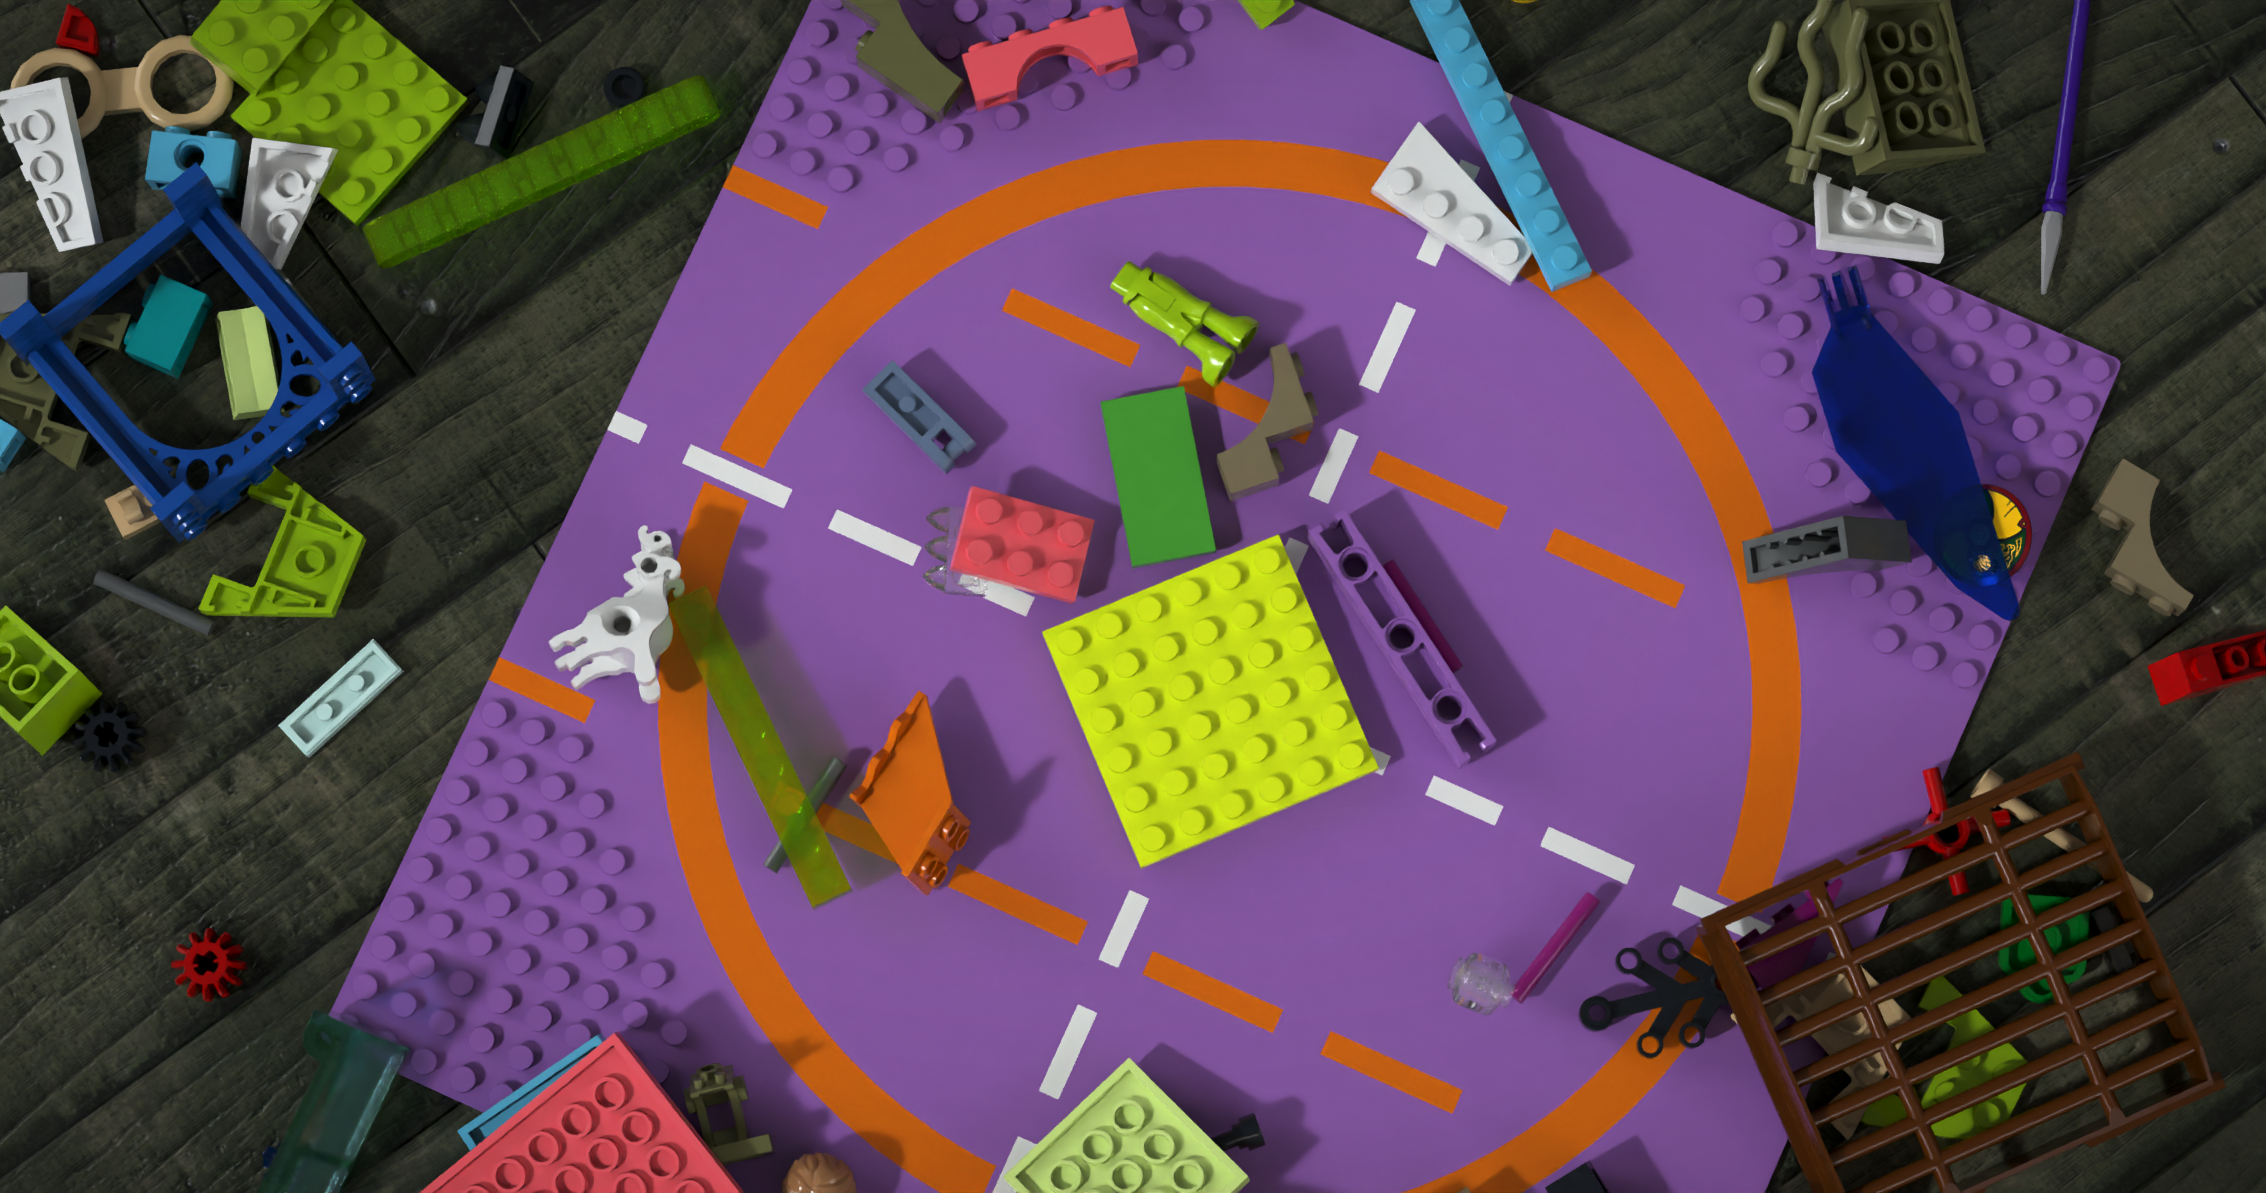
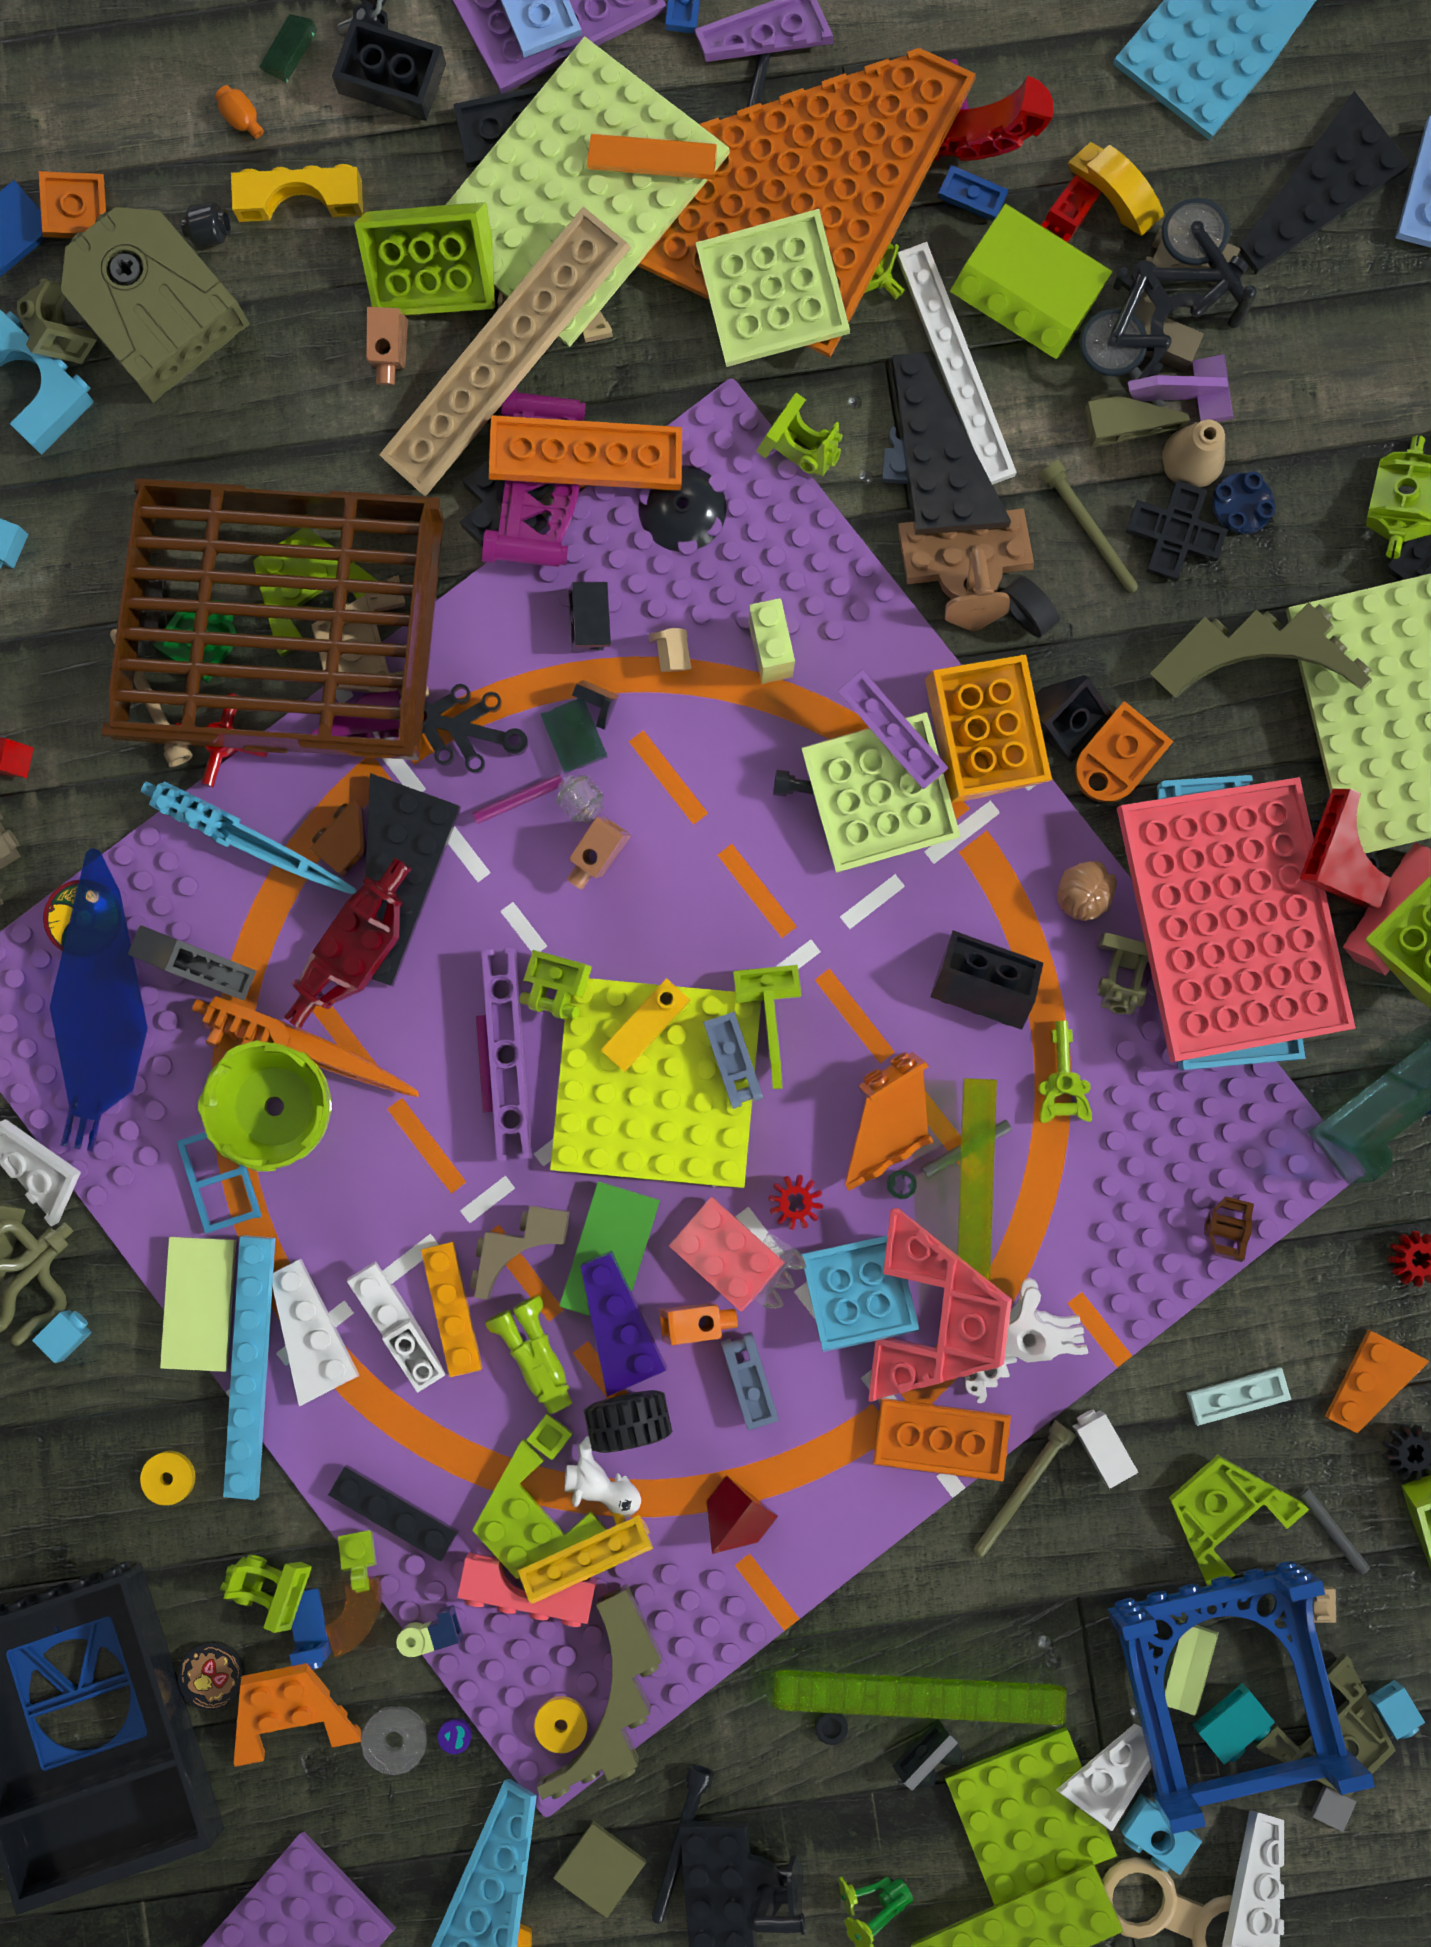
camera: 150 degrees left, 5 degrees up
(192, 798) = (1373, 1380): none -> orange wing
(432, 879) = (1229, 1228): none -> reddish brown piece
(470, 555) = (1104, 1448): none -> white brick
(527, 542) = (1058, 1438): none -> olive piece
(663, 468) = (941, 1439): none -> orange tile
(703, 612) = (971, 1322): none -> coral wing
(730, 953) = (1064, 1082): none -> lime piece
(844, 580) = (855, 1298): none -> medium azure plate
(854, 258) = (736, 1517): none -> dark red slope
(872, 729) = (912, 1185): none -> clear green bush
(883, 1024) = (987, 980): none -> black slope
(987, 639) = (806, 1200): none -> red gear
(1000, 122) = (585, 1559): none -> yellow fence
(1033, 440) = (681, 1325): none -> orange torso
(1035, 296) = (628, 1421): none -> black tyre
(1039, 209) = (592, 1484): none -> white animal
(1090, 118) = (517, 1526): none -> lime wing
(1097, 394) = (620, 1331): none -> dark purple wing
(1115, 236) = (549, 1436): none -> lime plate
(1134, 769) = (732, 1058): none -> sand blue plate
(1139, 877) = (765, 986): none -> lime piece
(1247, 62) = (393, 1513): none -> black plate
(1257, 756) = (645, 1025): none -> yellow piece
(1305, 319) = (451, 1309): none -> light orange plate
(1355, 266) = (397, 1326): none -> white slope
(1390, 761) = (557, 974): none -> lime plate
(1425, 943) = (607, 841): none -> nougat torso
(1526, 1117) = (599, 697): none -> black tile
(1530, 1059) = (574, 735): none -> clear green plate
(1598, 174) = (198, 1304): none -> yellowish green tile
(1651, 393) = (237, 1101): none -> lime piece
(1651, 666) = (351, 945): none -> dark red plate
(1652, 810) = (416, 831): none -> black wing
(1677, 303) = (242, 1170): none -> dark azure window
(1699, 518) = (249, 1025): none -> orange piece
(1730, 786) = (343, 840): none -> reddish brown slope
(1732, 60) = (62, 1335): none -> medium azure brick
(1873, 726) = (228, 830): none -> medium azure piece

